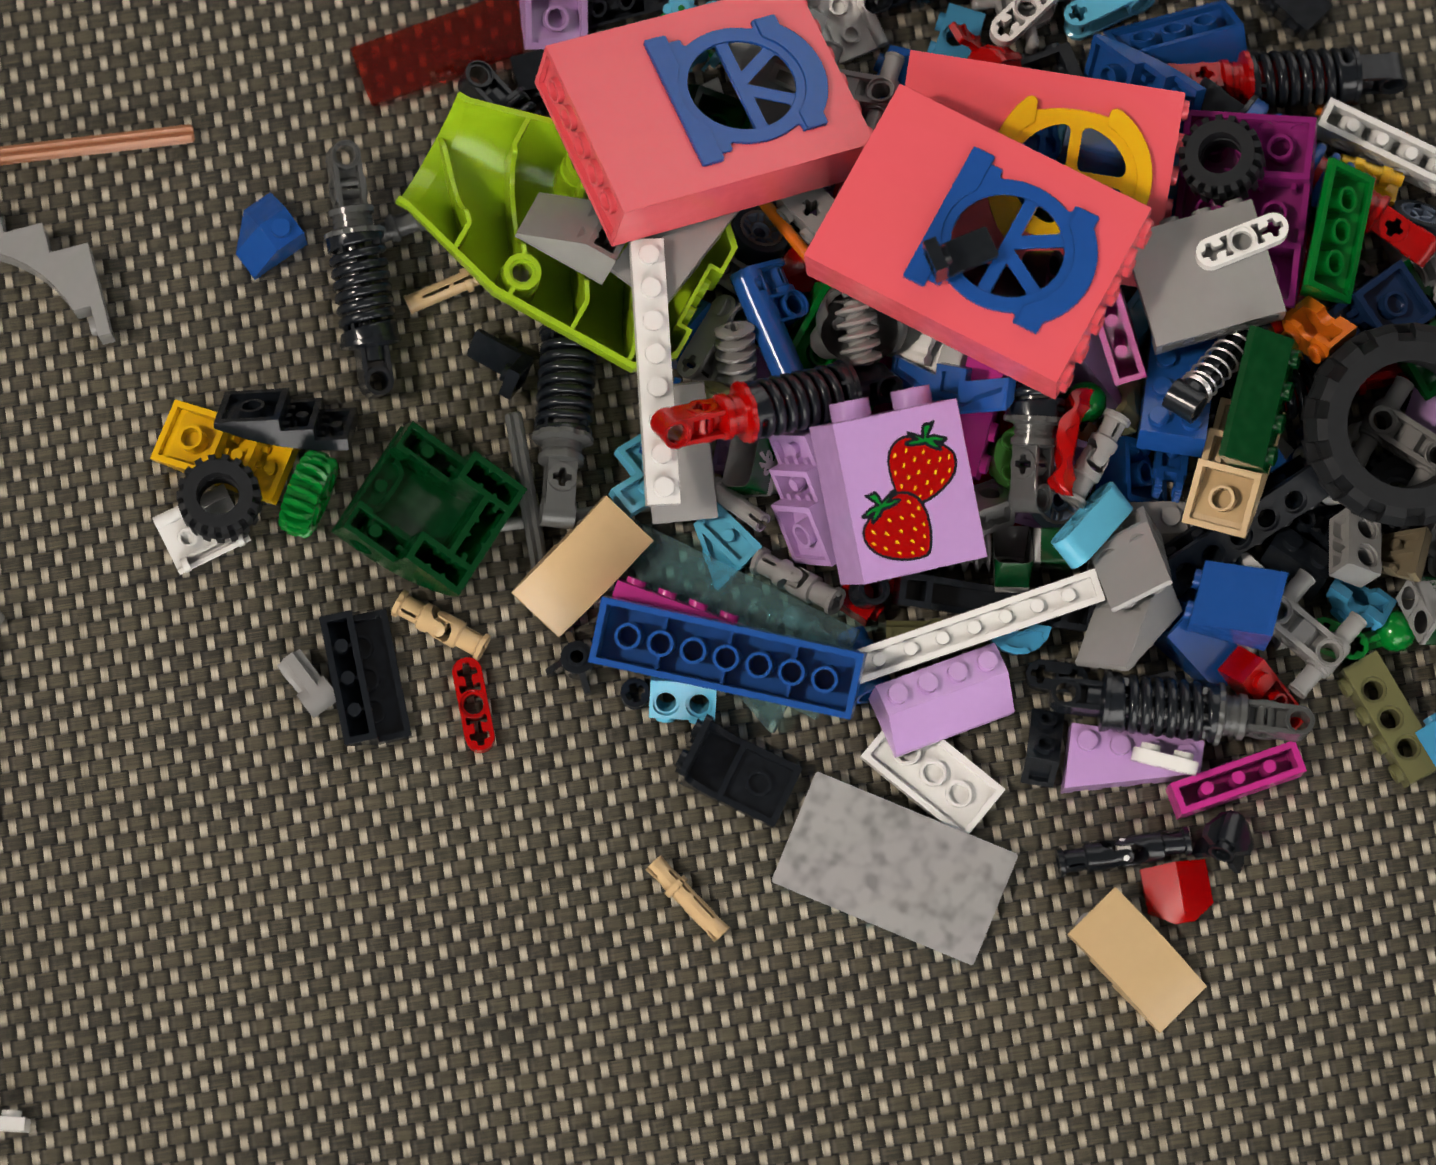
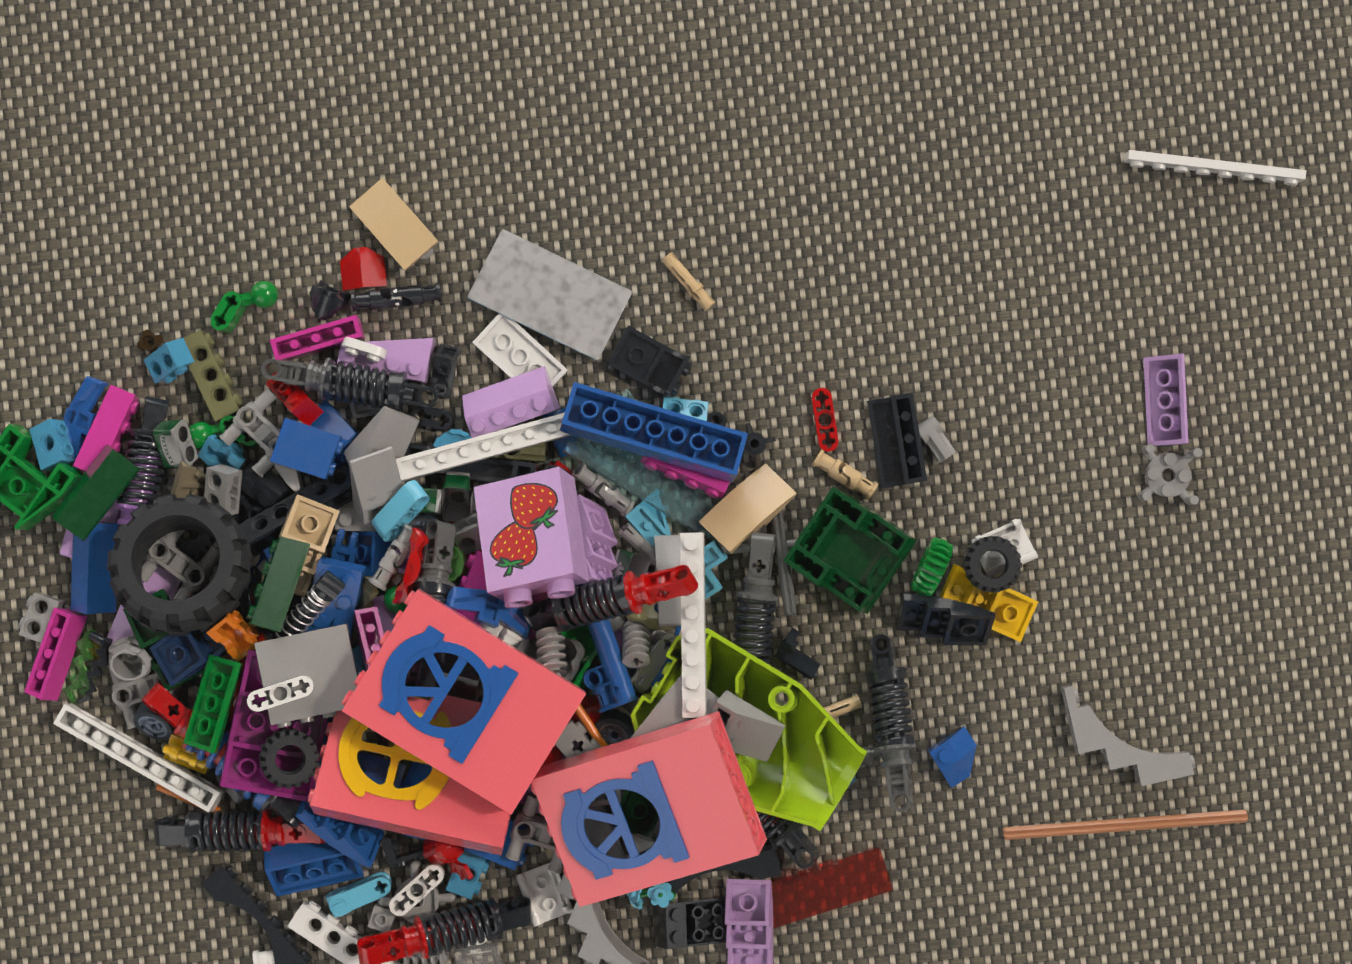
camera: 175 degrees left, 10 degrees up
(959, 253) = (477, 683): black bracket -> none
(1324, 843) = (263, 295): none -> green beam

